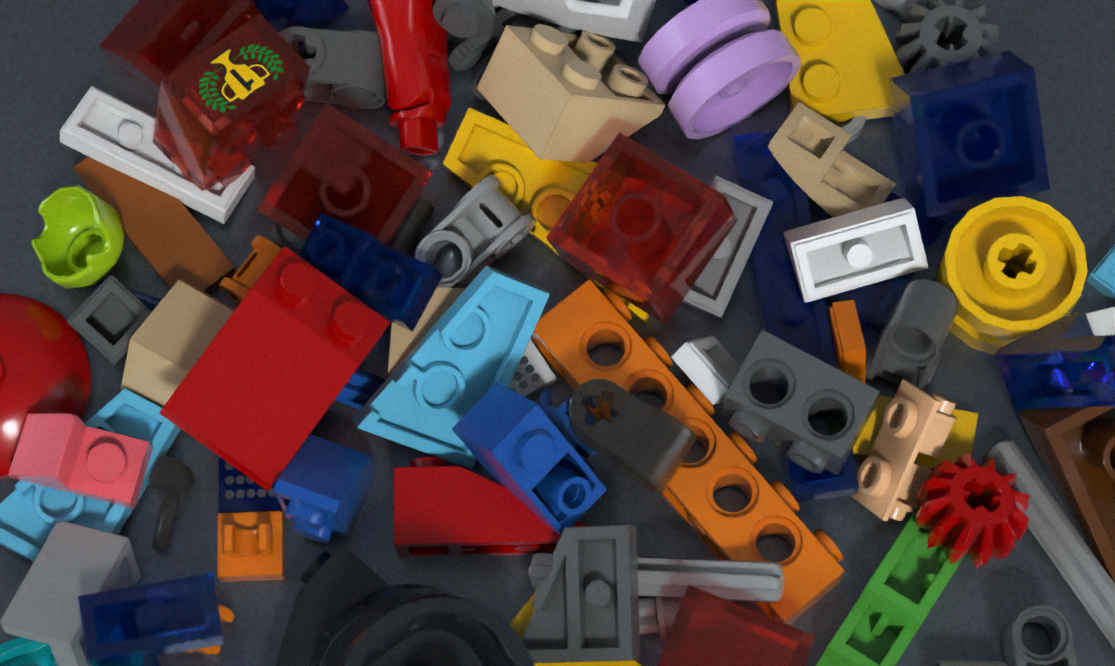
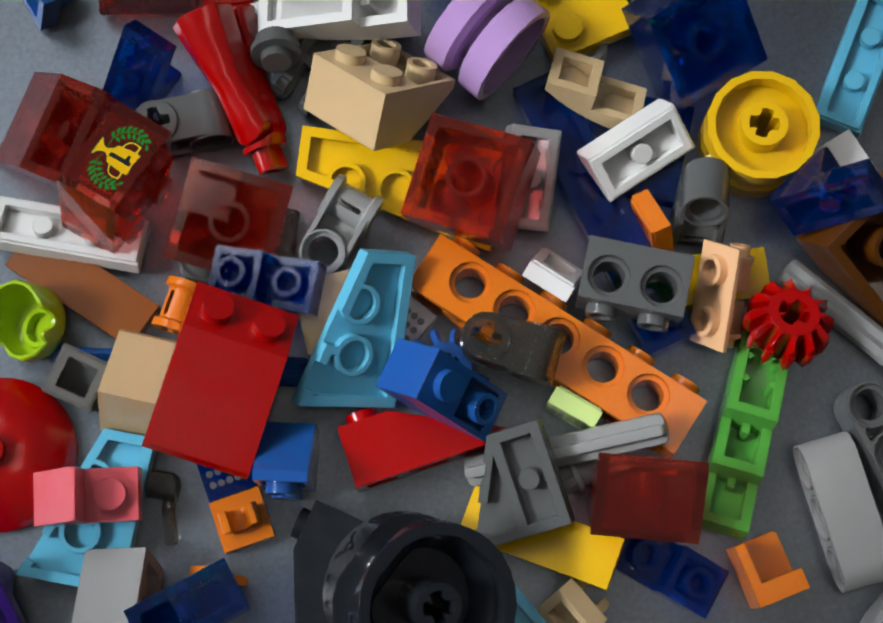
camera: 20 degrees left, 5 degrees up
(681, 532) = (573, 409): none -> yellowish green tile

